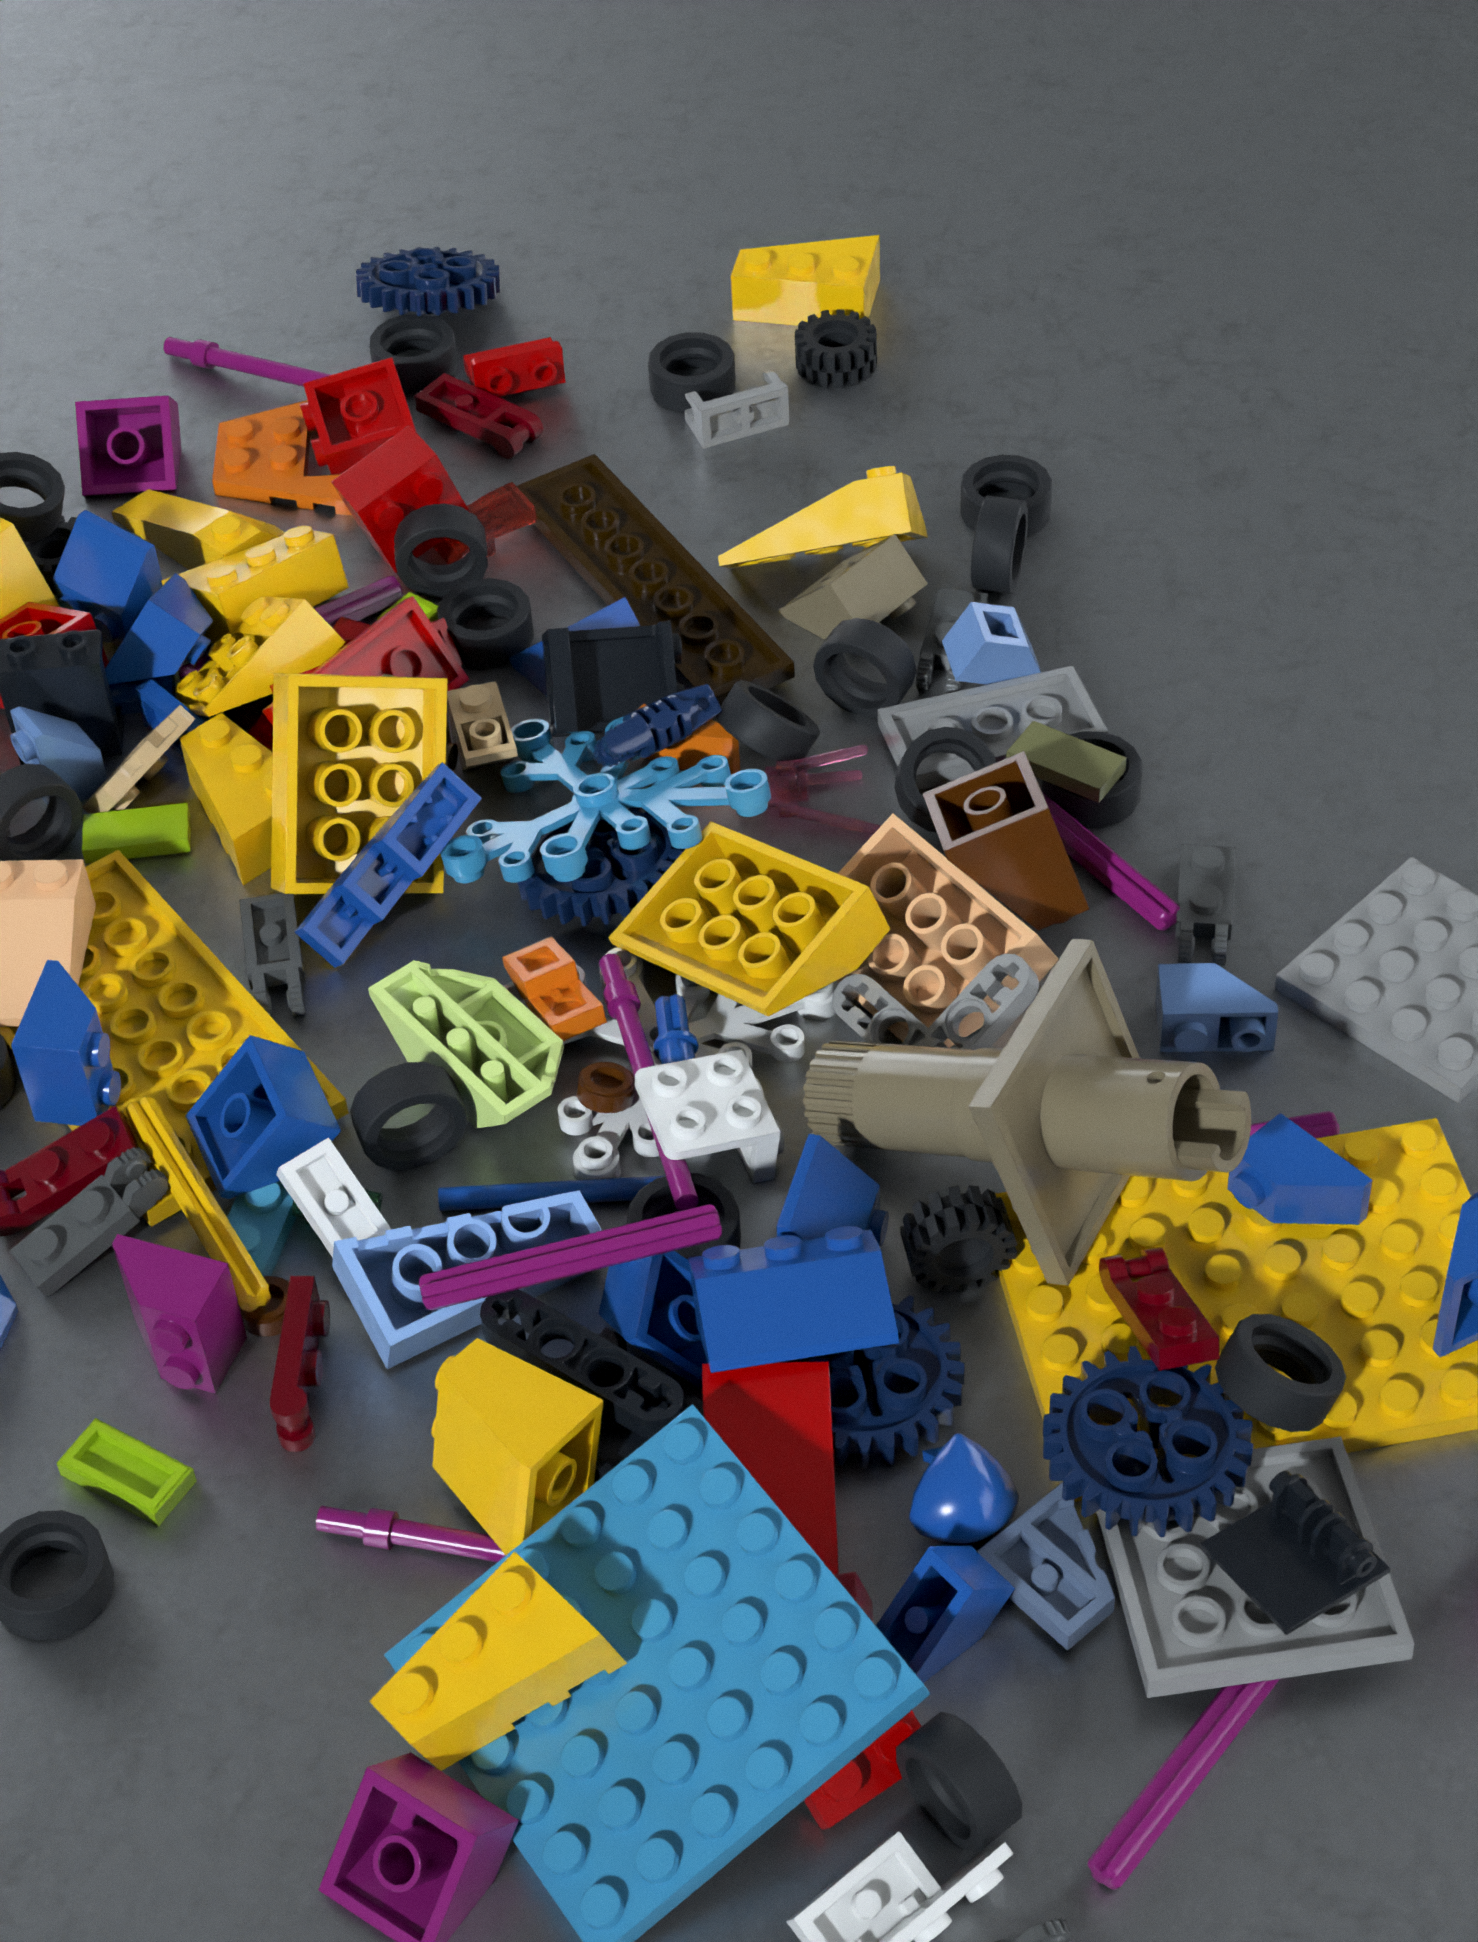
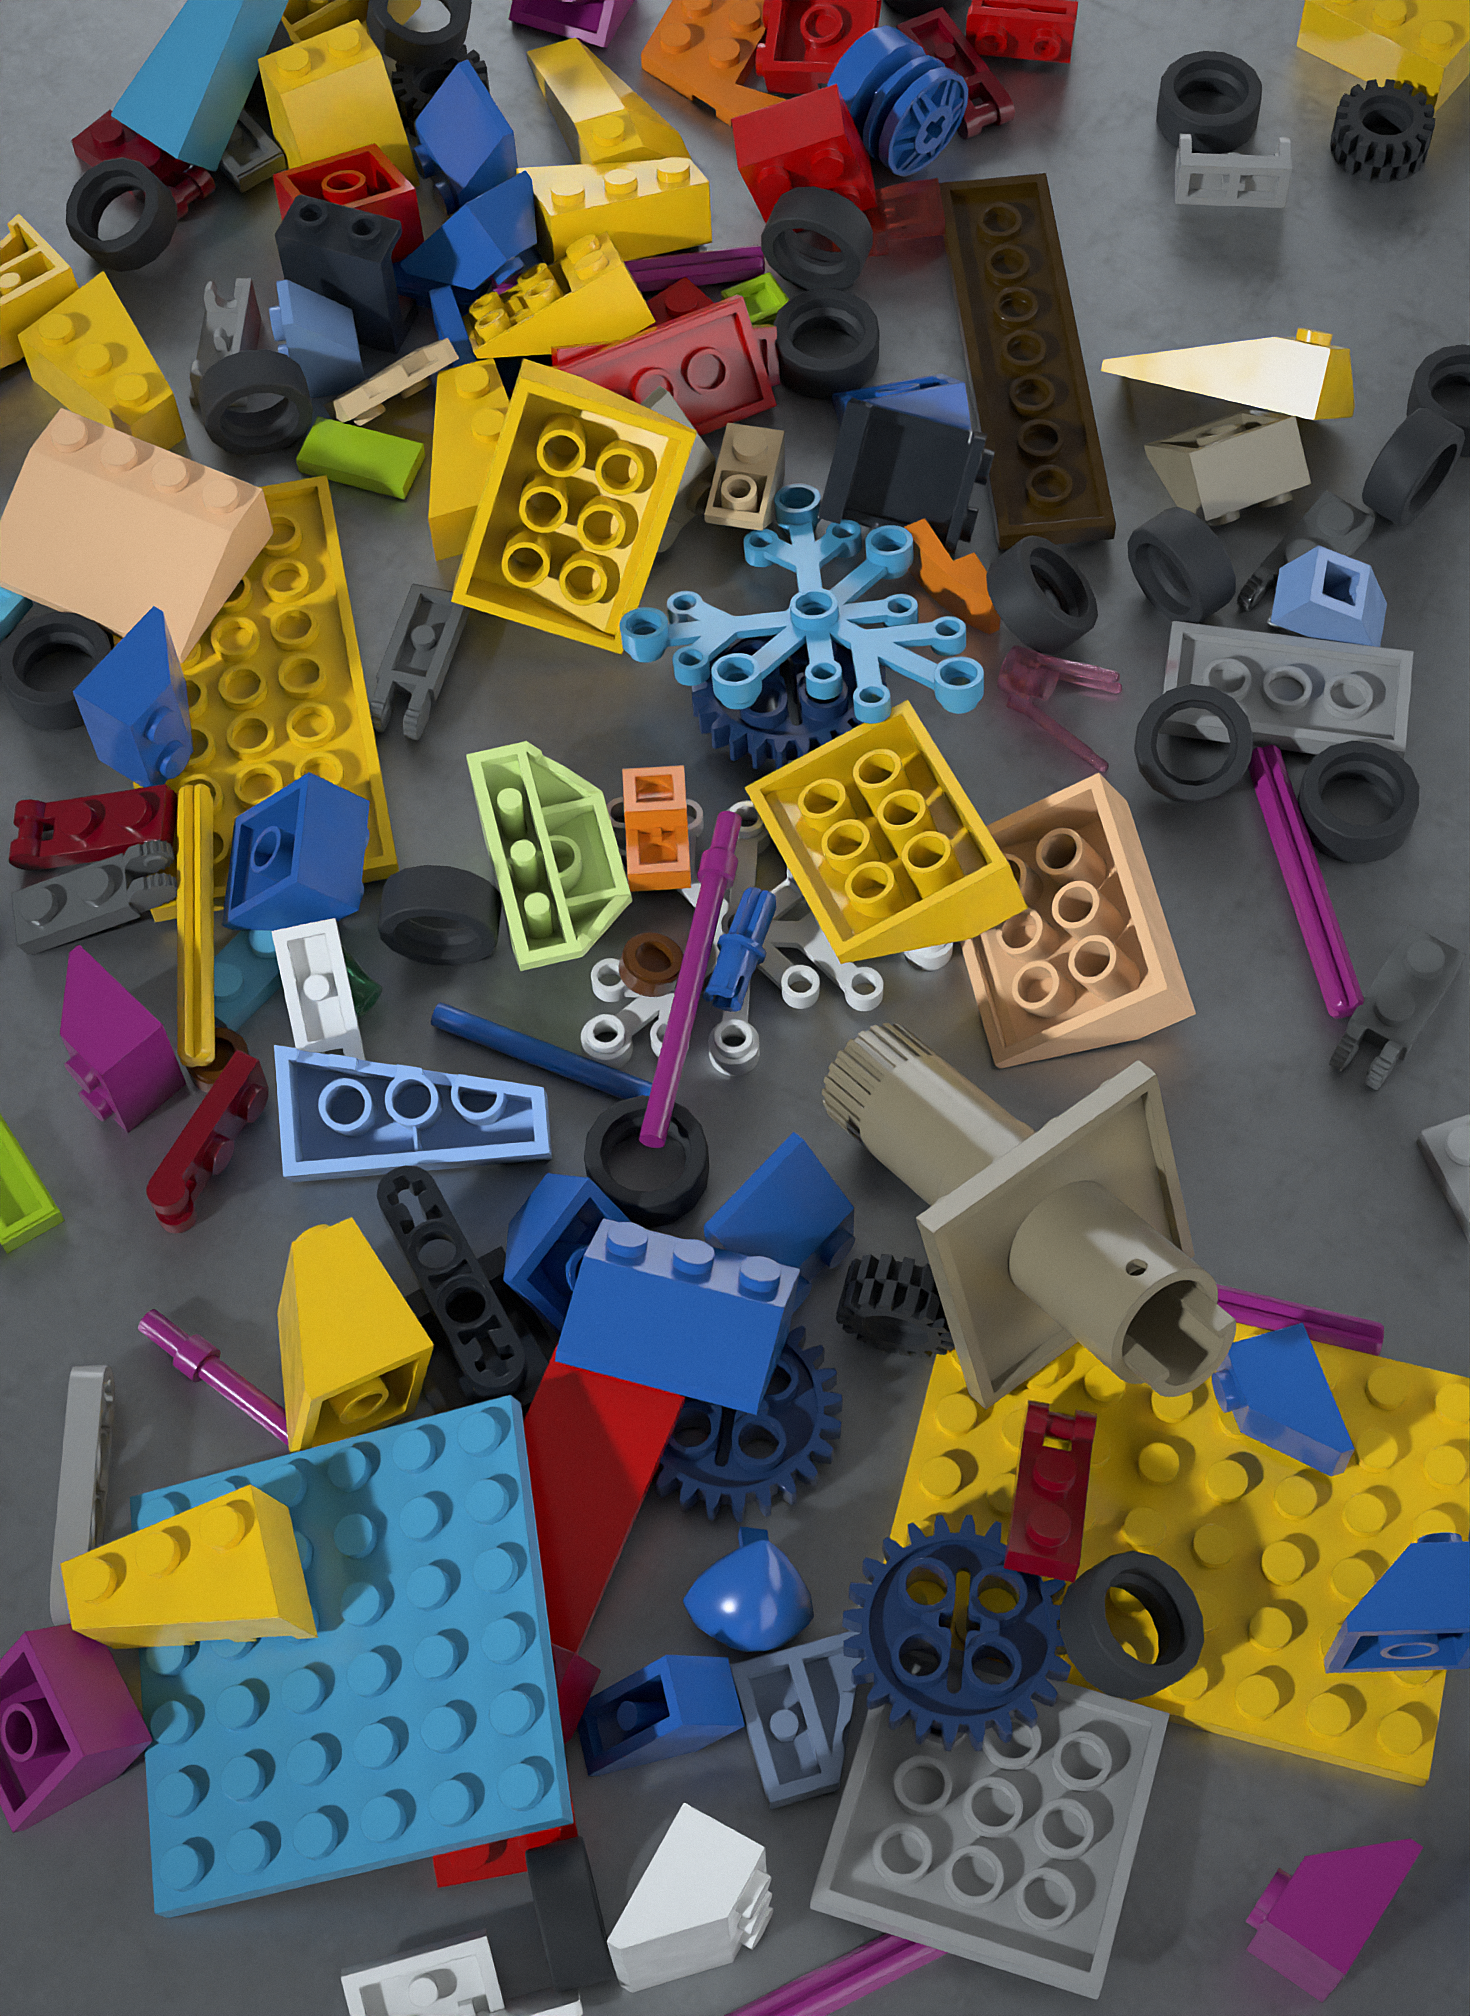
camera: 25 degrees right, 15 degrees up
(339, 1663) = (82, 1474): none -> light grey beam
(388, 865) = (567, 610): blue slope -> none
(460, 429) = (900, 99): none -> blue wheel
(570, 1257) = (492, 1165): magenta axle -> none
(657, 725) = (918, 558): dark blue hinge -> none
(712, 1108) = (731, 1043): white bracket -> none
(970, 1000) = (1004, 1050): light grey beam -> none
(1007, 841) = (1202, 859): reddish brown slope -> none
(1067, 1710) = (692, 1904): none -> white slope
(1069, 761) = (1329, 777): olive tile -> none
(1211, 1010) = (1322, 1145): medium blue slope -> none
(1295, 1555) = (1033, 1837): black hinge -> none

